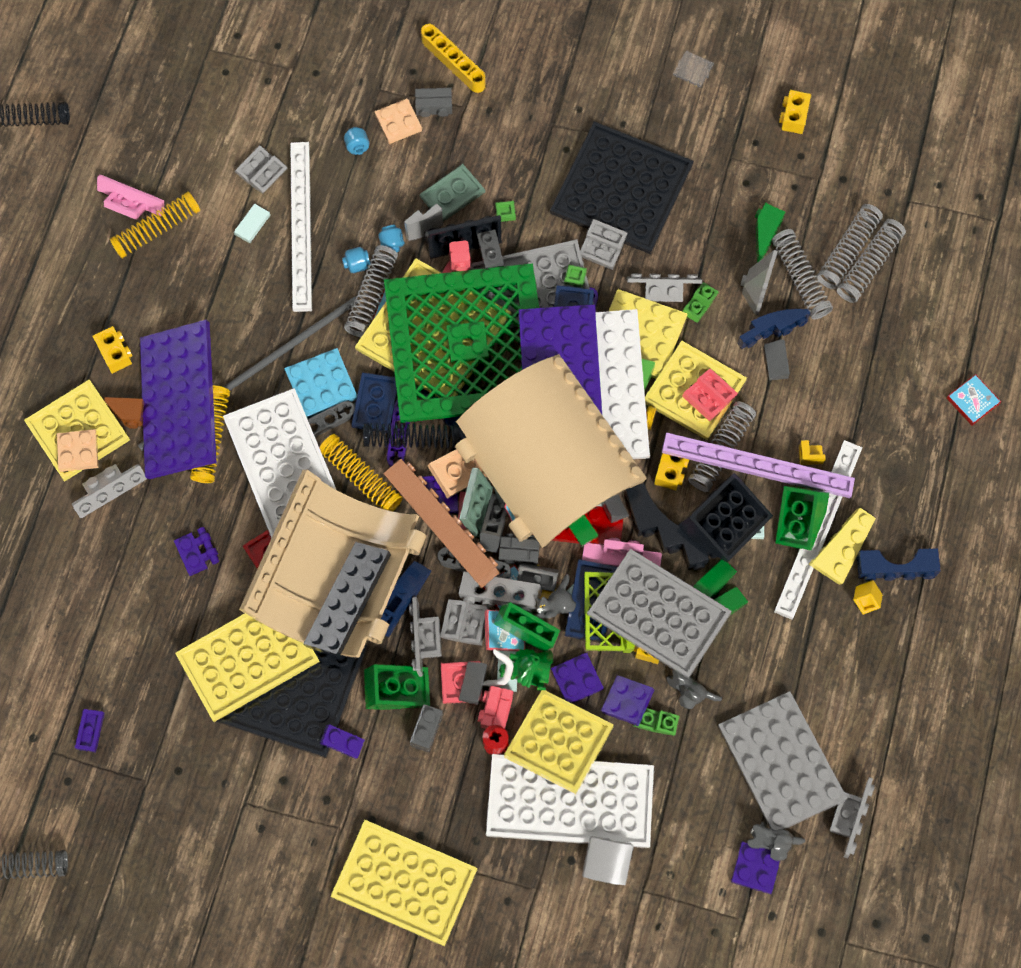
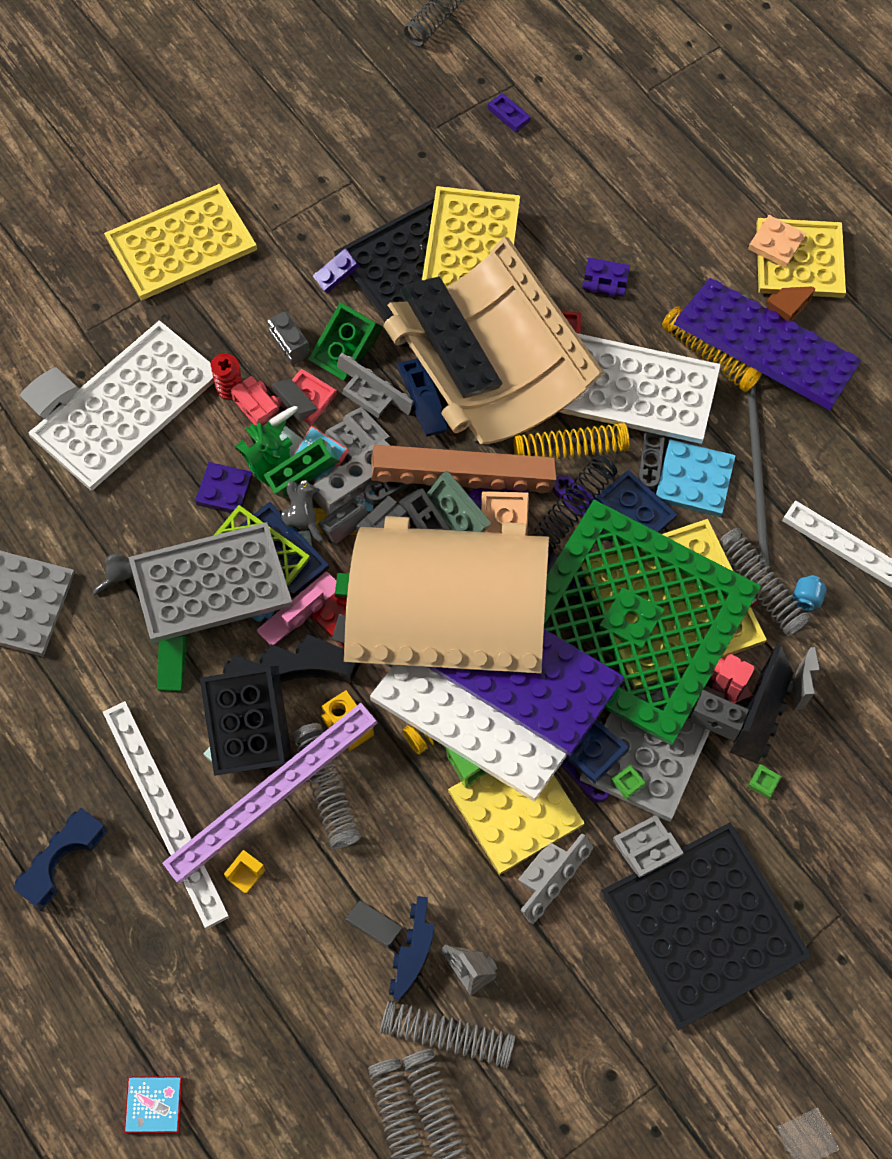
camera: 125 degrees right, 5 degrees down
(107, 487) = (725, 246): light grey bracket -> none
(115, 348) = (869, 329): yellow brick -> none
(391, 237) = (810, 637): dark azure head -> none
(453, 192) = (825, 744): sand green tile -> none
(559, 741) = (180, 426): light yellow plate -> none
(627, 700) = (164, 510): dark purple plate -> none
(659, 722) = (128, 523): bright green slope -> none
(680, 374) = (409, 811): light yellow plate -> none
(700, 302) = (503, 899): bright green slope -> none
(709, 394) = (389, 815): coral slope -> none
(715, 579) = (200, 659): green slope -> none
(767, 225) = (534, 1043): green slope -> none
(801, 516) = (187, 799): green slope -> none
(840, 553) = (124, 821): light yellow wing -> none
(868, 597) = (57, 801): yellow panel -> none

